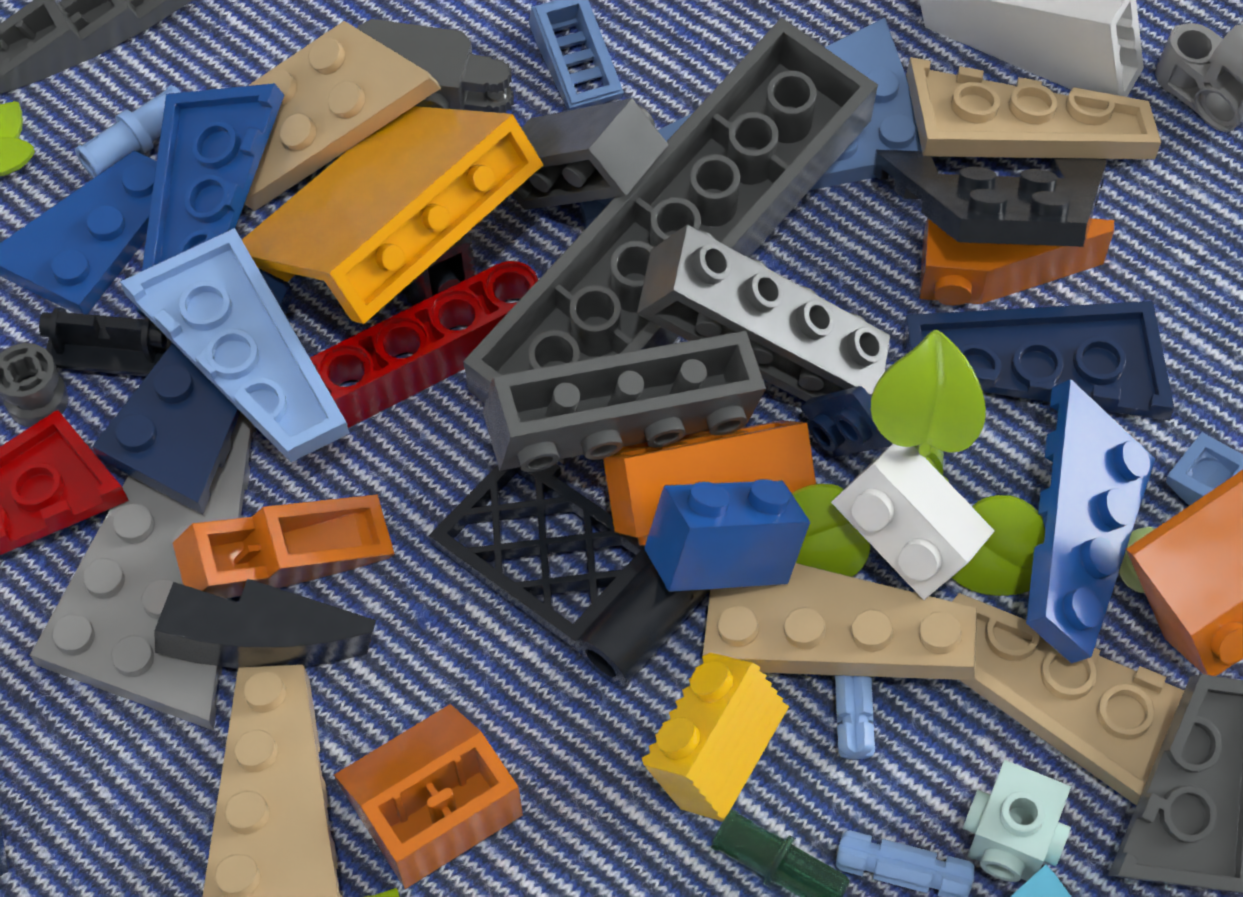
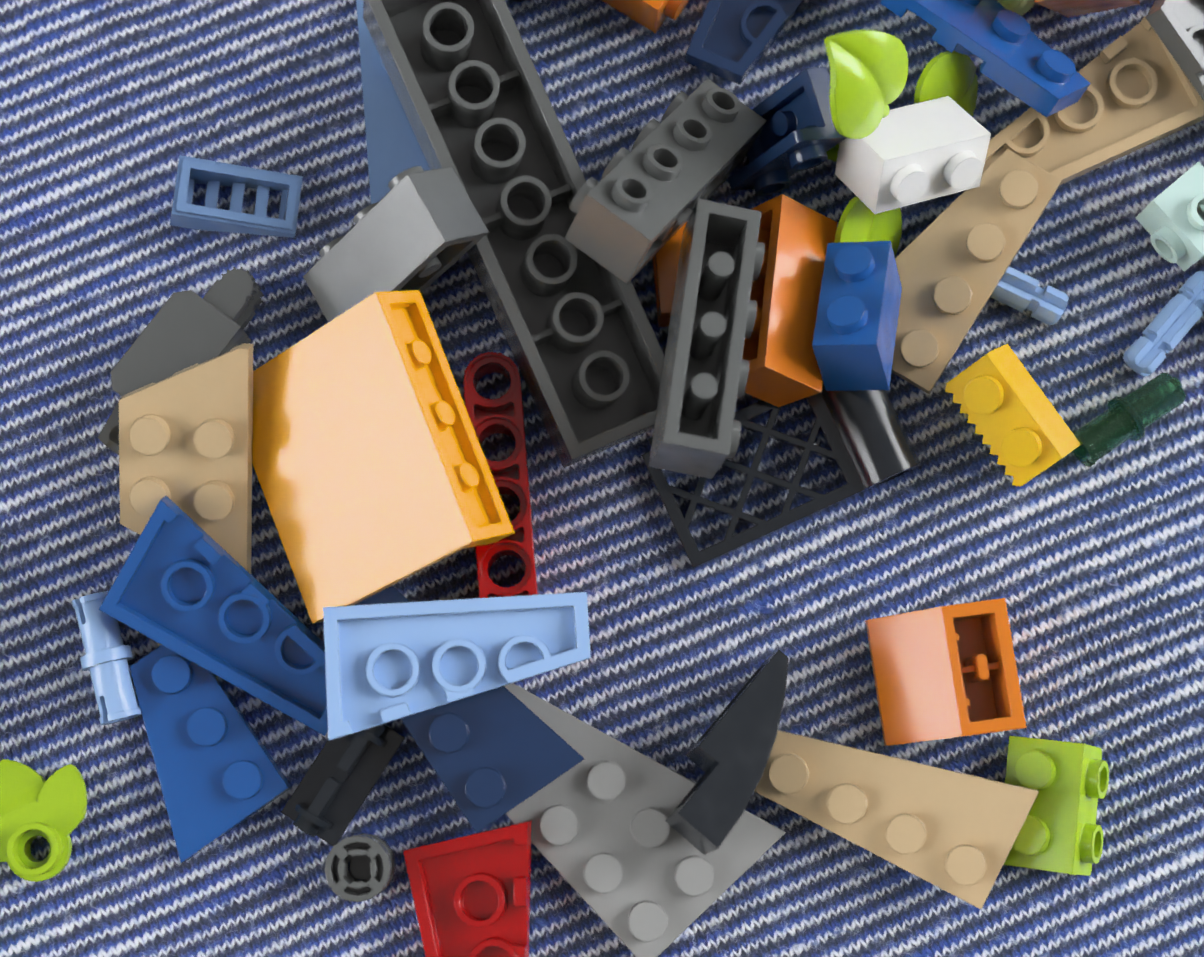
camera: 70 degrees left, 20 degrees up
(283, 545) = (654, 703): orange slope -> none

